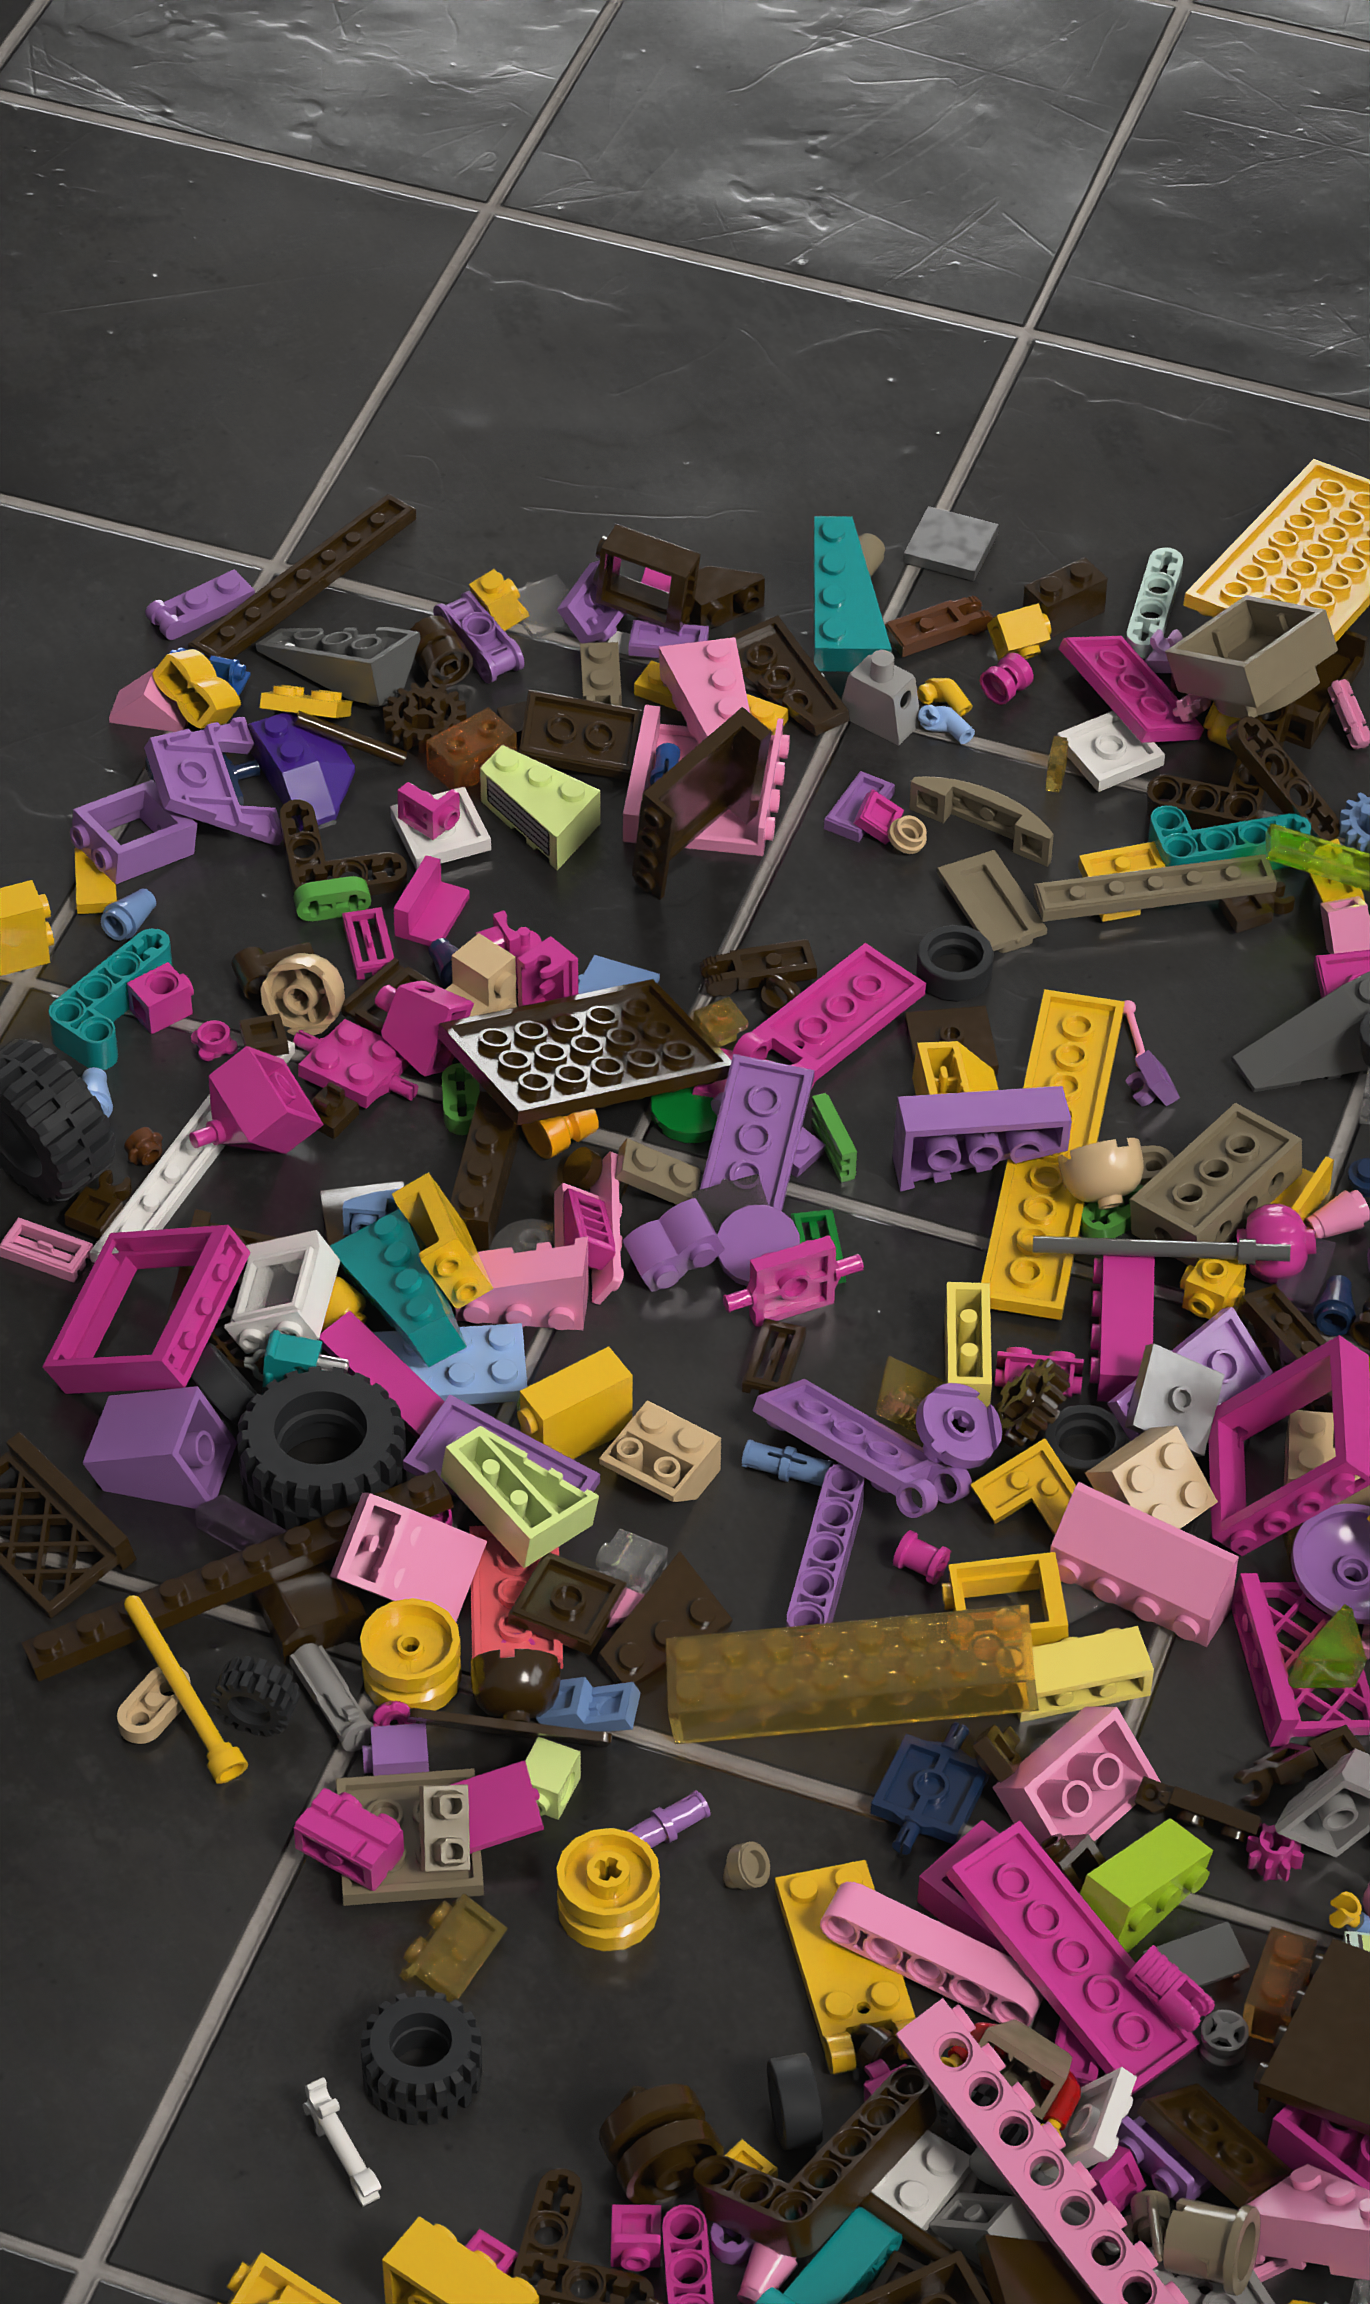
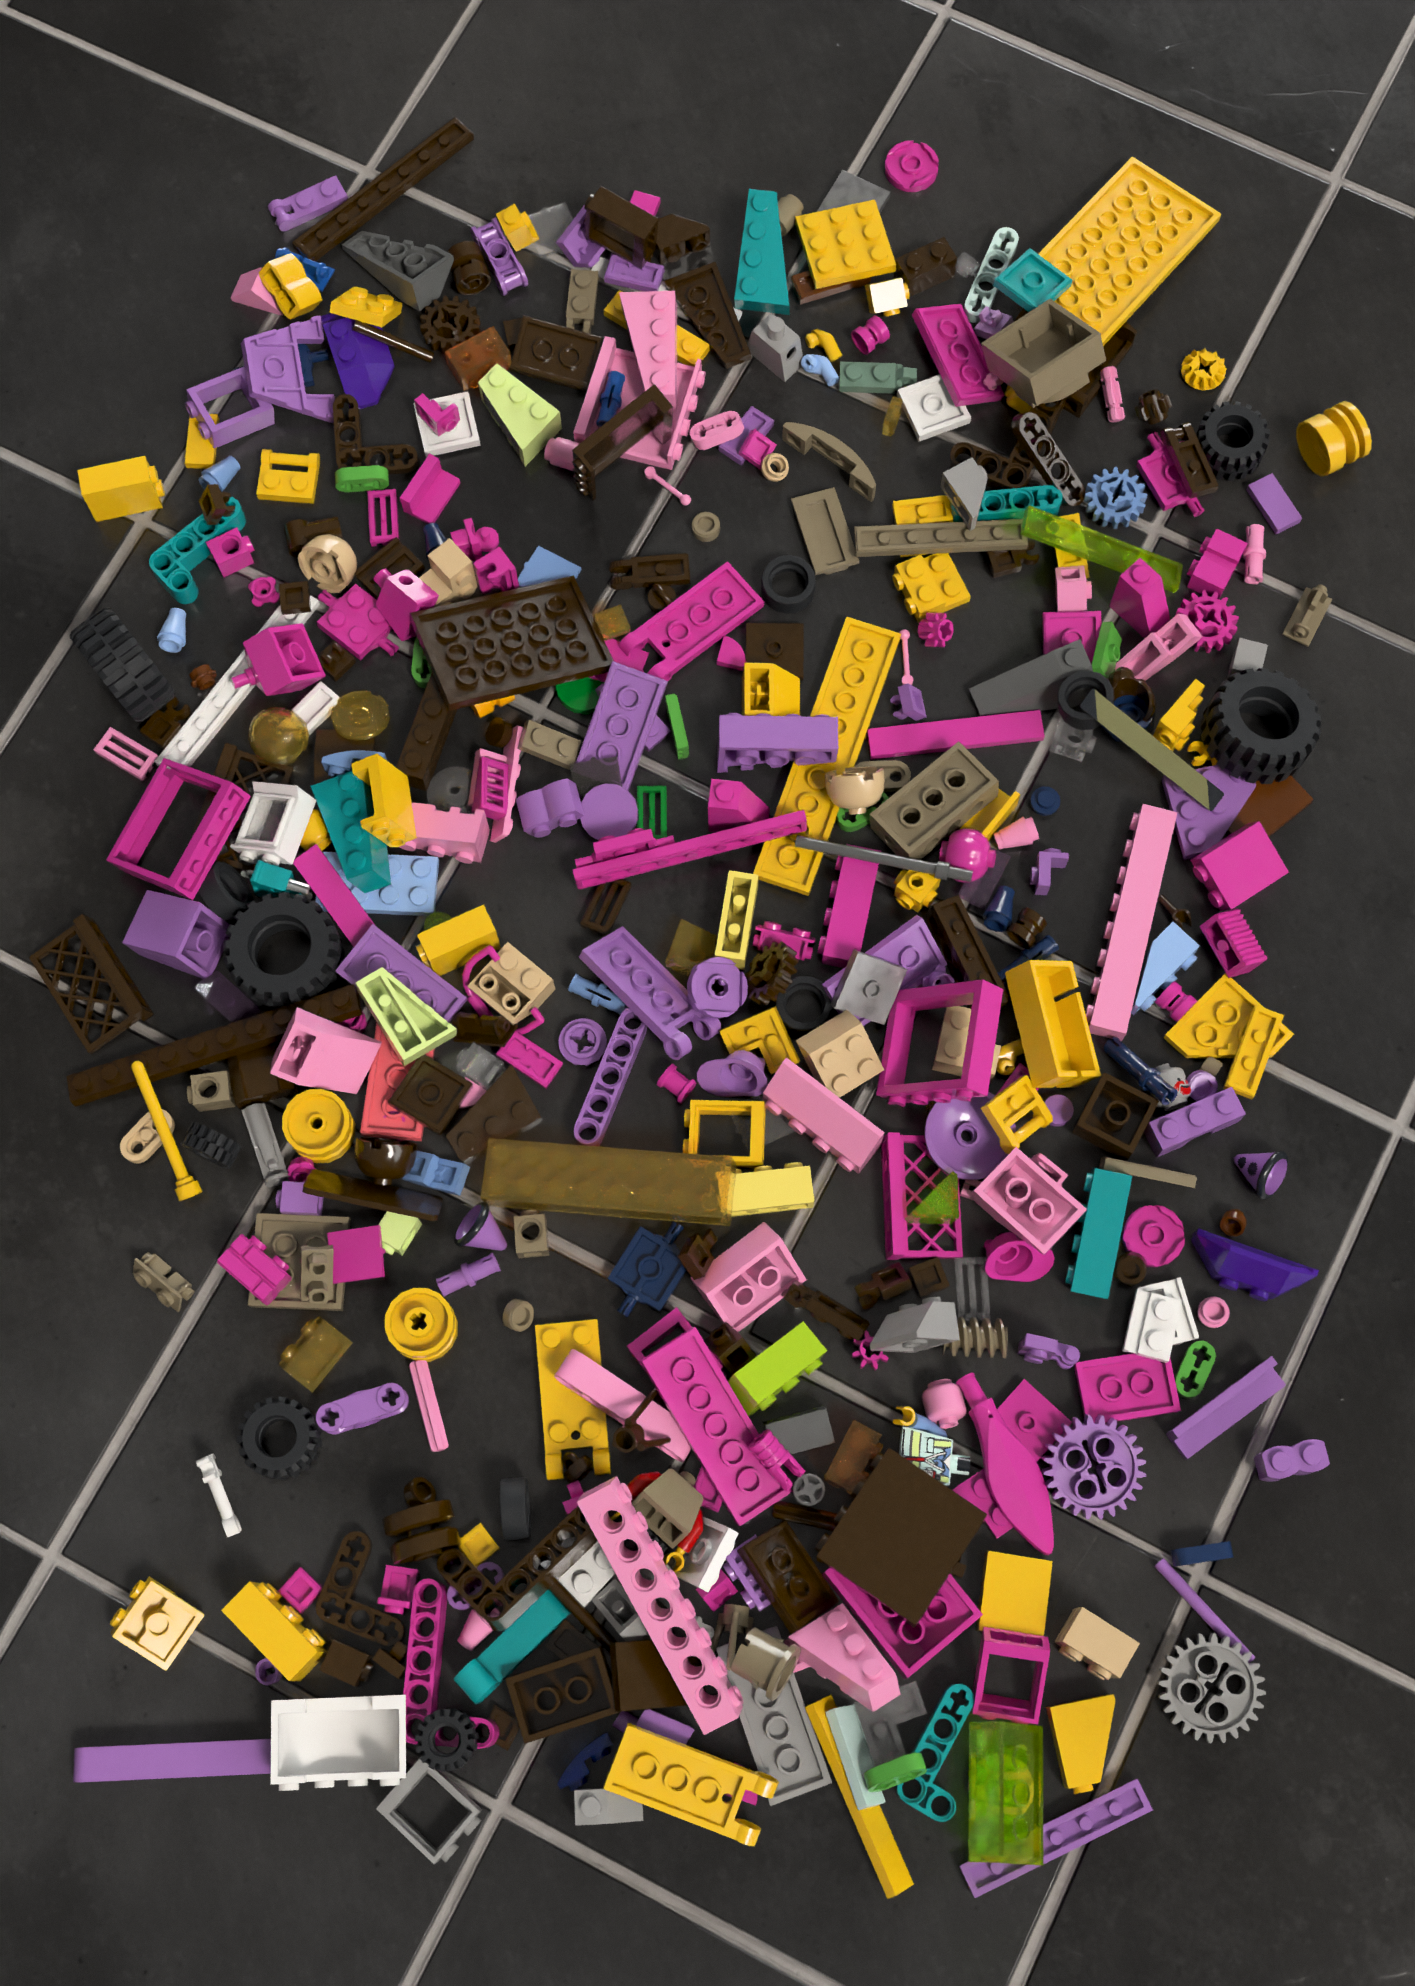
camera: 10 degrees right, 25 degrees up
(136, 933) = (213, 504): none -> dark brown tile
(200, 1886) = (151, 1273): none -> dark tan hinge
(225, 917) = (288, 485): none -> yellow plate
(244, 1621) = (221, 1099): none -> dark tan brick
(266, 1198) = (278, 735): none -> clear yellow cylinder
(306, 1174) = (316, 706): none -> white tile
(379, 1167) = (360, 715): none -> clear yellow tile
(539, 2009) = (362, 1408): none -> medium lavender piece
(611, 845) = (560, 452): none -> bright pink brick
(619, 1497) = (478, 1004): none -> dark pink piece
(635, 1999) = (428, 1405): none -> bright pink axle
(648, 1511) = (486, 1031): none -> dark brown hinge
(672, 1764) = (480, 1230): none -> medium lavender hat
(707, 1551) = (530, 1060): none -> dark pink plate
(734, 860) = (650, 473): none -> bright pink hinge
(748, 1779) = (537, 1246): none -> dark tan brick
(760, 1513) = (576, 1030): none -> medium lavender gear
(818, 800) = (716, 430): none -> bright pink beam
(825, 912) = (705, 526): none -> dark tan tile
(883, 1270) = (690, 849): none -> dark pink tile
(892, 1052) = (731, 654): none -> dark pink tile
(938, 1217) = (733, 806): none -> dark pink slope
(951, 581) = (845, 244): none -> yellow plate
(955, 1965) = (632, 1434): none -> dark brown plant
(1002, 1531) = (735, 1076): none -> medium lavender piece
(1019, 497) = (911, 166): none -> dark pink tile
(1021, 726) = (875, 377): none -> sand green hinge
(1120, 594) = (966, 265): none -> clear plate
(1151, 947) = (930, 584): none -> yellow plate
(1171, 992) = (935, 629): none -> dark pink gear
(1177, 822) = (965, 489): none -> light grey slope
(1189, 1118) = (944, 734): none -> dark pink tile
(1214, 584) = (1032, 281): none -> teal tile
(1216, 2074) = (804, 1515): none -> dark brown axle

